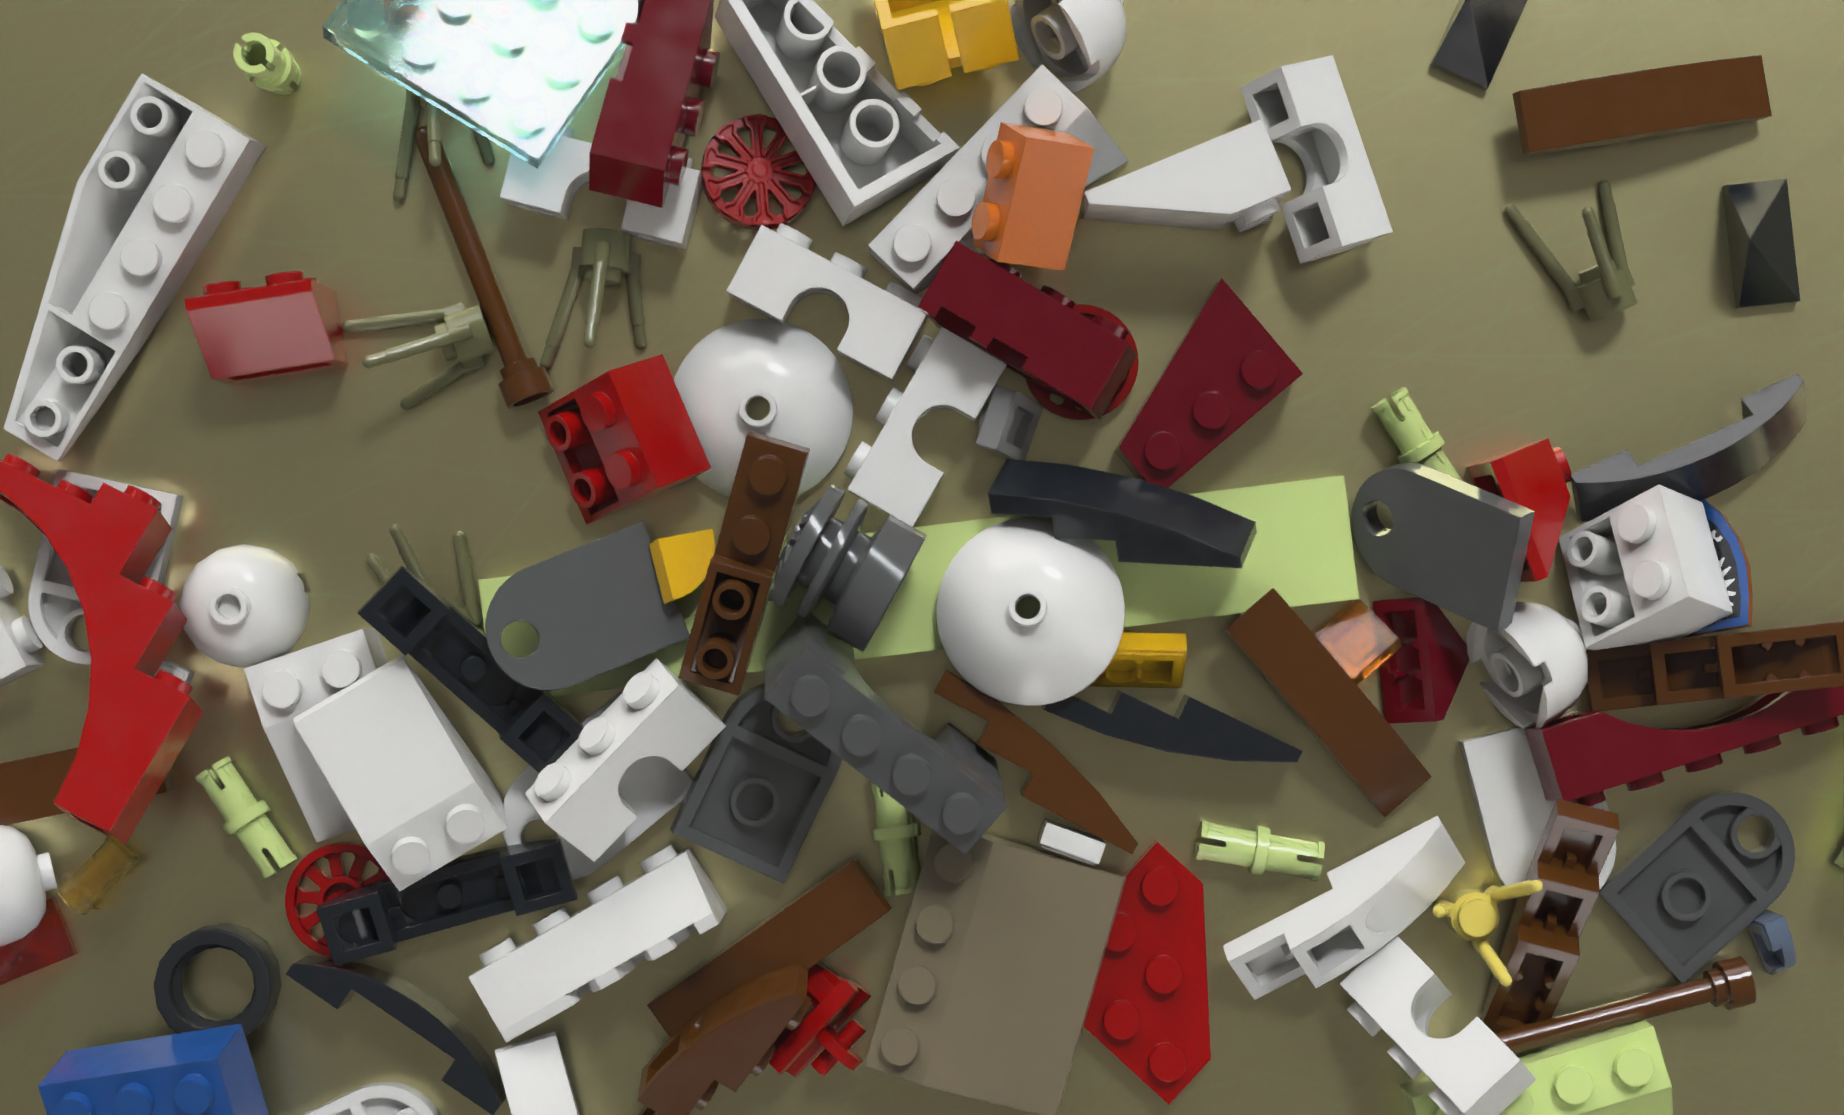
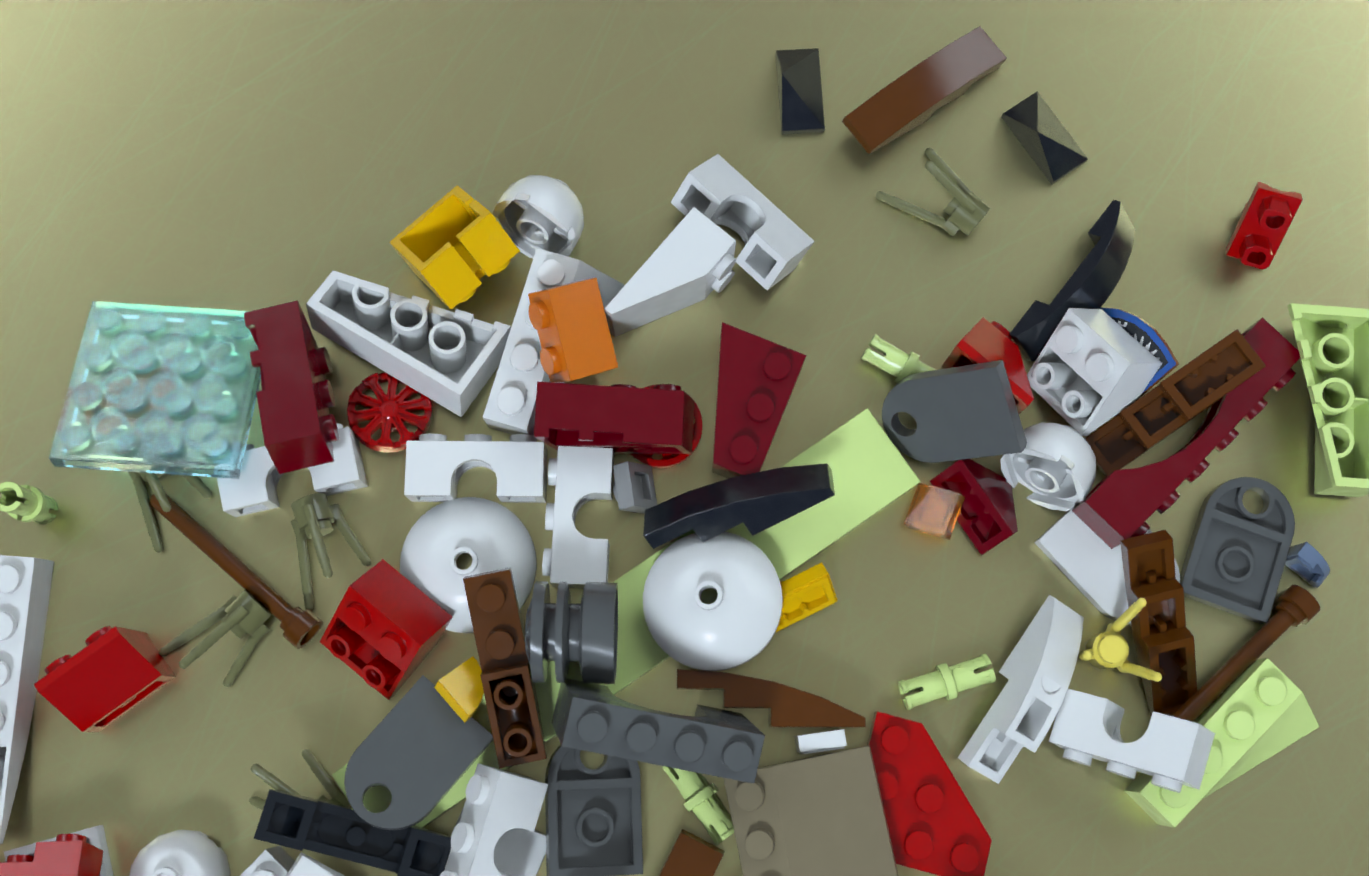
camera: 35 degrees left, 10 degrees down
(1191, 731) = (859, 624): black slope -> none
(1328, 702) = (938, 559): reddish brown slope -> none

